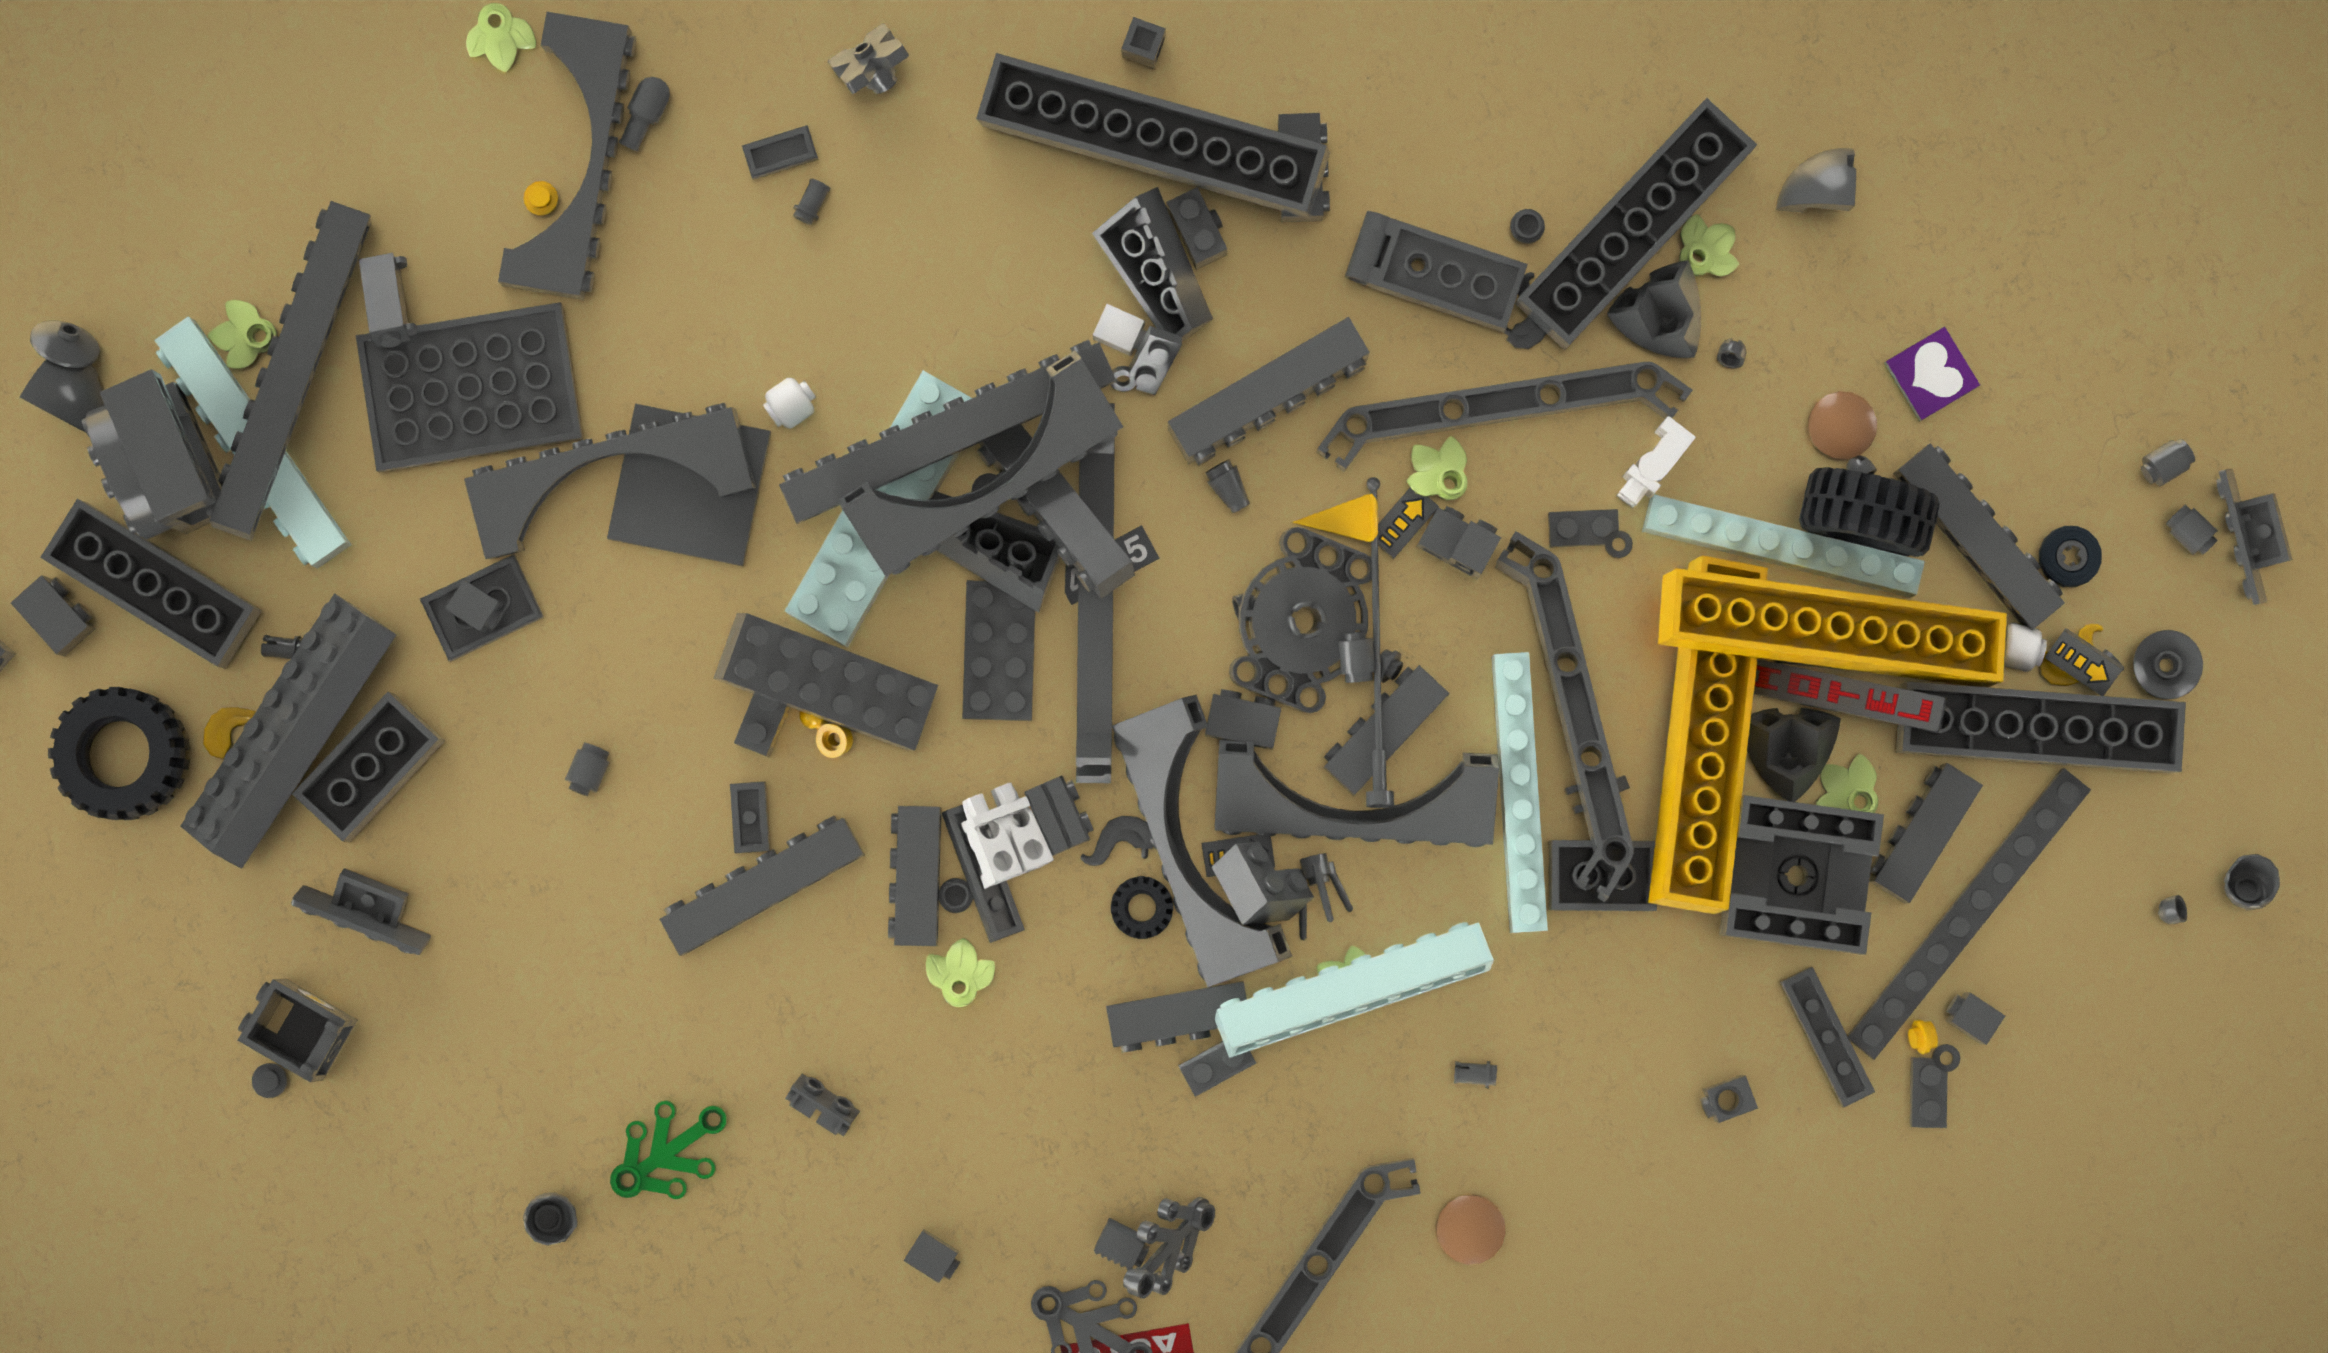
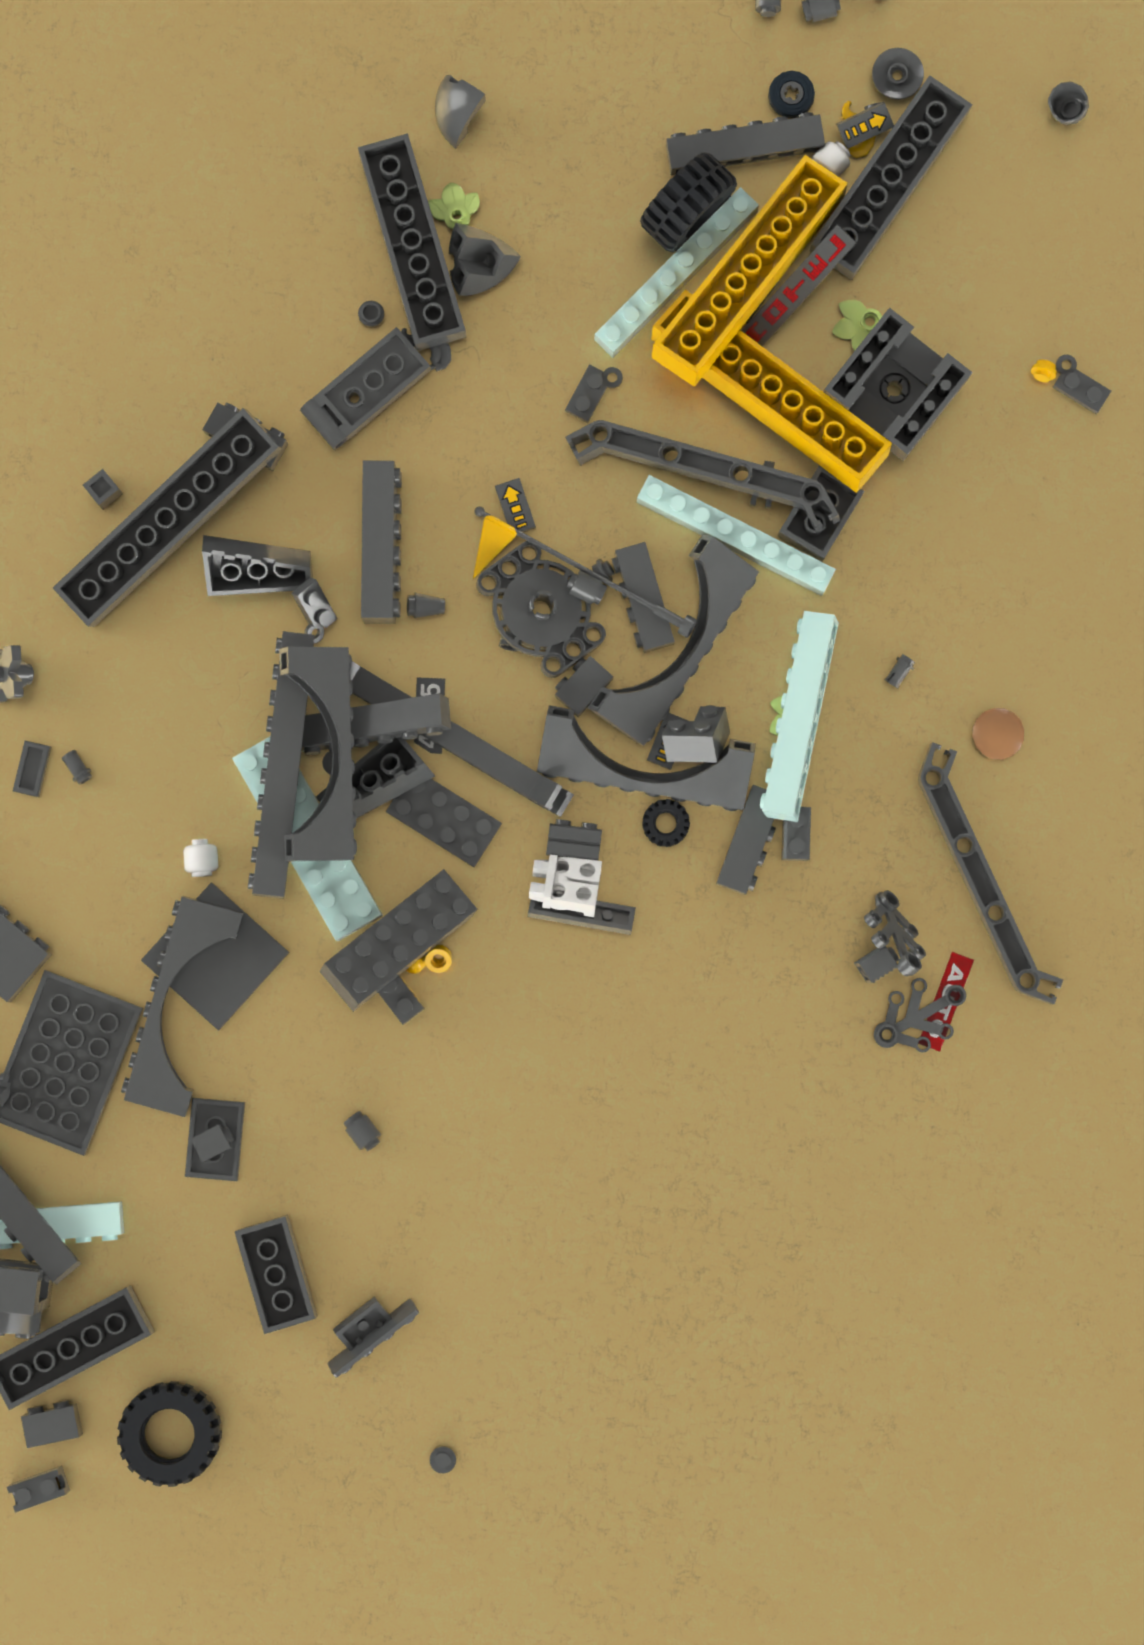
camera: 60 degrees left, 0 degrees up
(220, 727) = (189, 1354): yellow piece -> none
(280, 647) = (164, 1284): dark grey pin -> none
(287, 731) = (221, 1313): dark grey brick -> none
(308, 1036) = (428, 1417): dark grey container -> none
(550, 1218) = (641, 1327): dark grey hair -> none
(663, 1154) = (643, 1228): green plant -> none
(750, 817) = (456, 1043): dark grey plate -> none
(762, 886) = (506, 1061): dark grey brick -> none
(837, 1111) = (660, 1109): dark grey hinge -> none
(916, 876) = (559, 956): dark grey brick -> none
(933, 1257) = (812, 1091): dark grey brick -> none
(955, 895) = (586, 939): dark grey plate -> none
(959, 967) = (634, 965): yellowish green plate -> none
(1119, 330) = (282, 615): white brick -> none
(1120, 829) = (607, 805): dark grey piece -> none
(1197, 228) = (245, 525): dark grey brick -> none
(1316, 871) = (709, 696): dark grey plant -> none
(1436, 466) = (492, 464): yellowish green plate -> none
(1459, 543) = (551, 478): dark grey brick -> none
(1503, 404) = (478, 395): dark grey piece -> none
(1653, 466) = (576, 322): white hips -> none
(1731, 360) = (536, 235): dark grey hinge -> none
(1744, 1097) = (1014, 507): dark grey brick -> none
(1791, 748) = (810, 344): dark grey brick -> none
(1827, 1037) = (1008, 432): dark grey plate -> none
(1842, 425) = (620, 188): medium nougat dish -> none
(1861, 464) = (652, 191): dark grey hinge -> none
(1925, 833) = (914, 291): dark grey brick -> none
(1932, 373) = (622, 112): tile -> none
(1968, 913) = (982, 295): dark grey plate -> none
(1974, 1017) = (1051, 331): dark grey brick -> none
(2173, 910) = (1056, 164): dark grey hinge -> none

